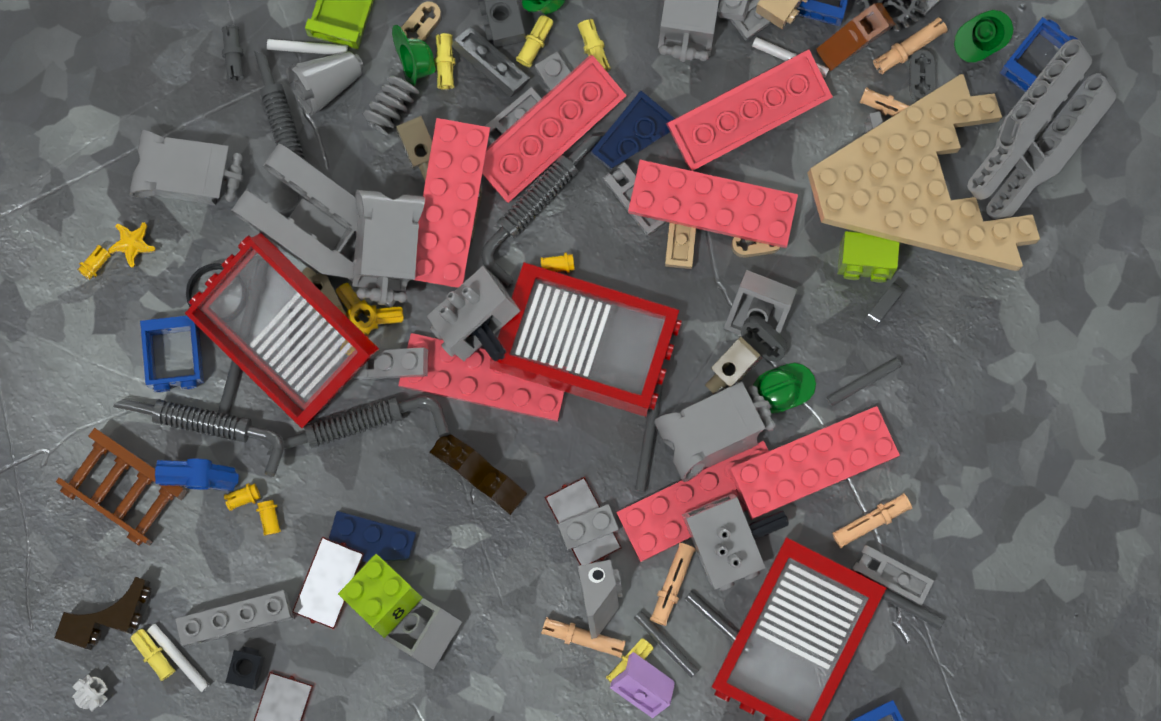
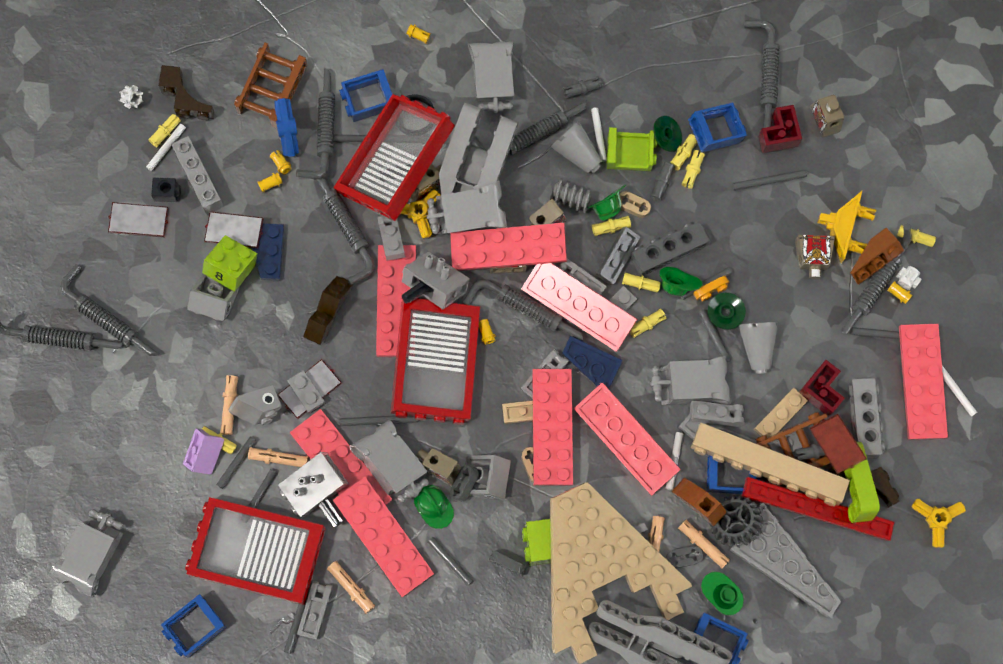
camera: 70 degrees right, 5 degrees down
(131, 243) = (436, 54): yellow animal -> none

